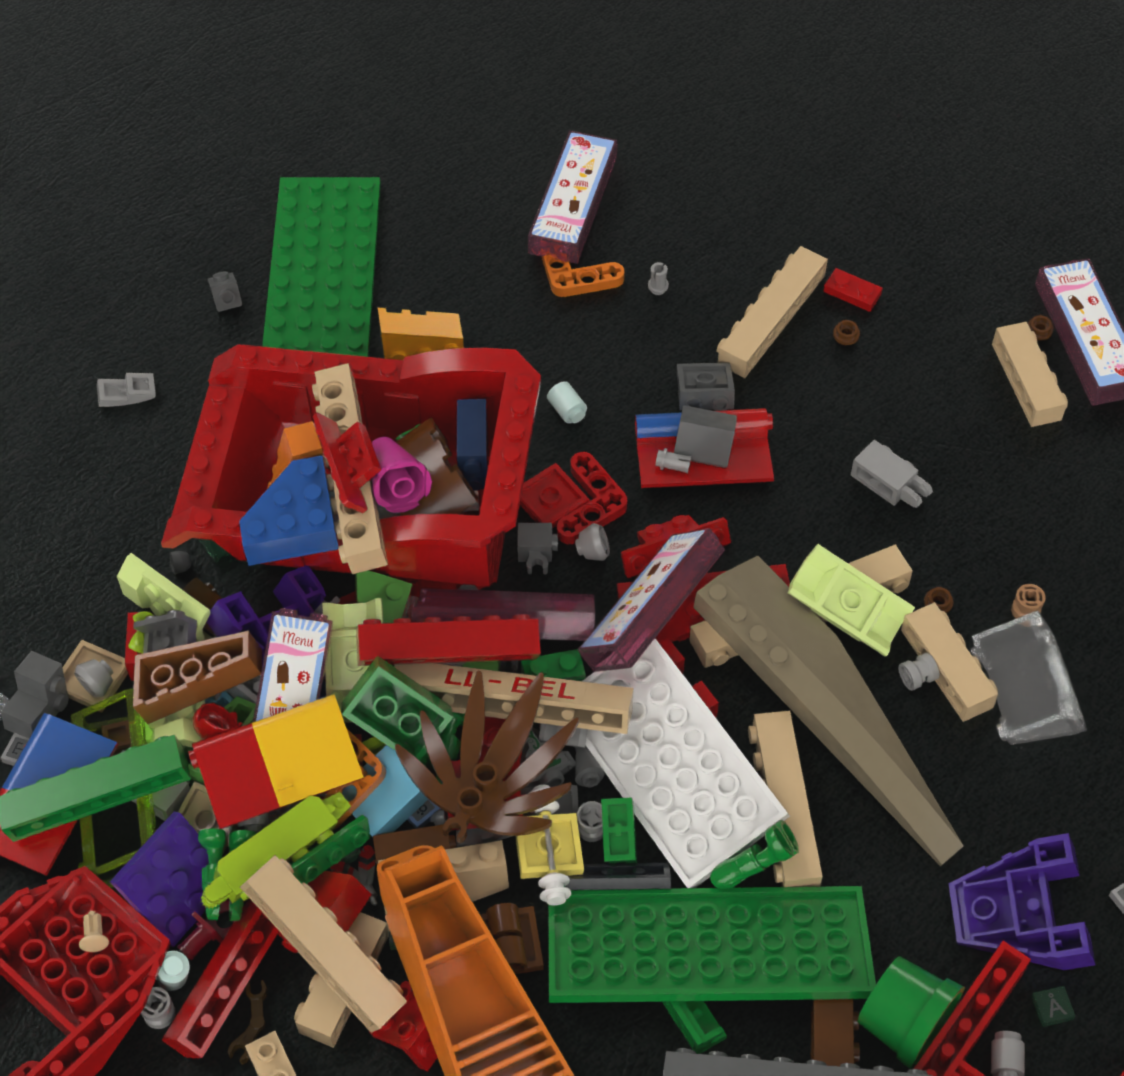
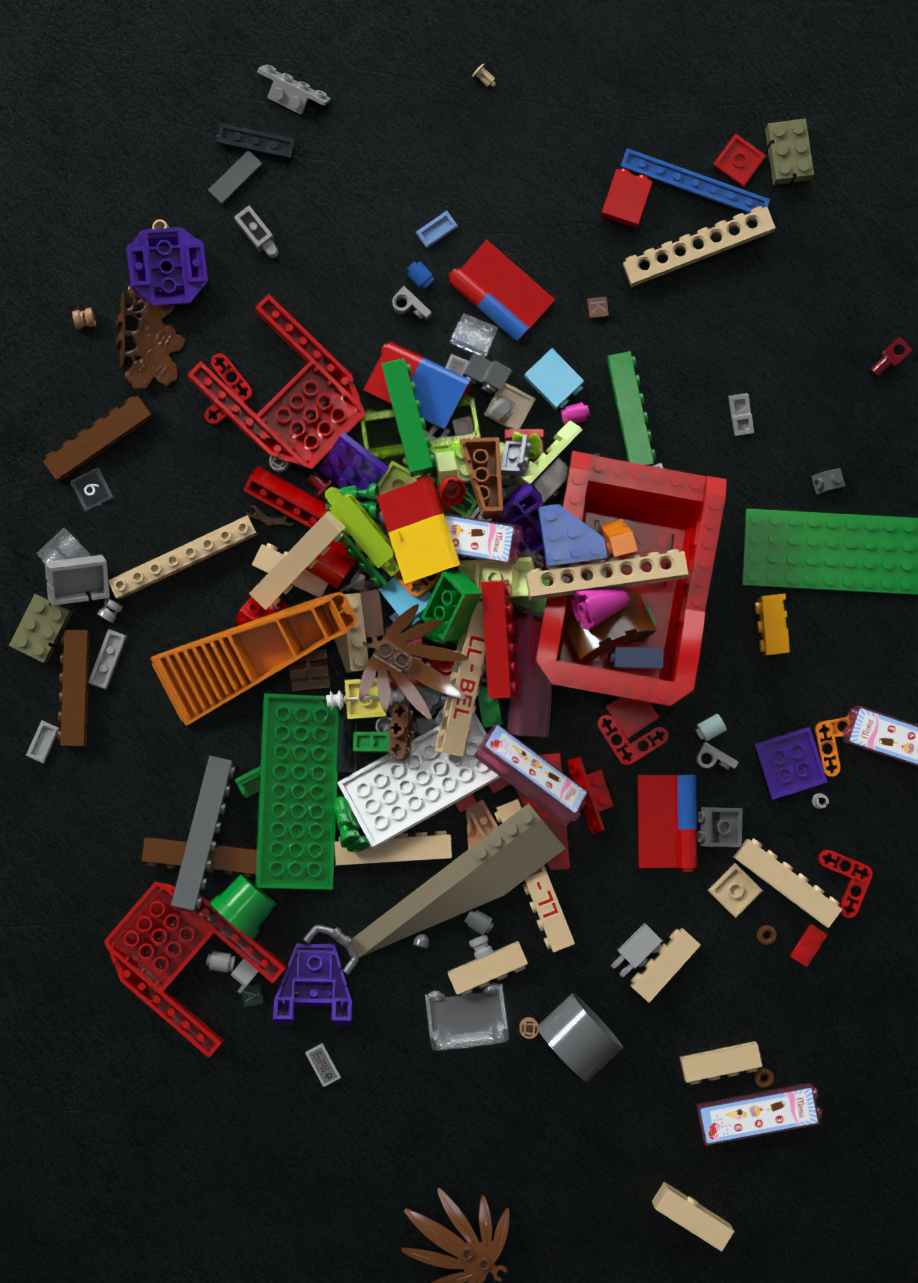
camera: 90 degrees right, 30 degrees up
(54, 614) = (554, 379): none -> medium azure brick
(61, 229) = (890, 357): none -> dark red bracket
(93, 939) = (316, 423): tan piece -> none
(99, 518) = (629, 408): none -> green brick
(107, 586) = (575, 413): none -> dark pink brick
(173, 971) = (298, 472): light aqua brick -> none
(350, 459) = (598, 575): red bracket -> none
(536, 544) = (593, 702): dark grey brick -> none
(593, 543) = (591, 739): light grey cone -> none
(606, 784) = (399, 738): none -> reddish brown axle
(608, 401) = (725, 760): none -> light grey plate
(610, 315) = (790, 763): none -> dark purple plate
(673, 461) = (654, 796): light grey pin -> none
(705, 436) = (672, 822): dark grey slope -> none
(736, 683) = (479, 822): none -> nougat wing
(759, 244) = (854, 881): none -> red beam
(790, 371) = (735, 890): none -> tan tile
(849, 599) = (529, 904): yellowish green piece -> none
(882, 675) = (479, 921): none -> dark grey brick
(923, 755) = (421, 941): none -> dark grey hinge
(928, 452) = (665, 964): none -> tan brick
(936, 871) = (341, 938): none -> flat silver piece
(942, 595) = (538, 974): reddish brown plate -> none
(1021, 1010) = (244, 974): none -> light grey panel
(1031, 519) = (579, 1037): none -> dark grey wheel

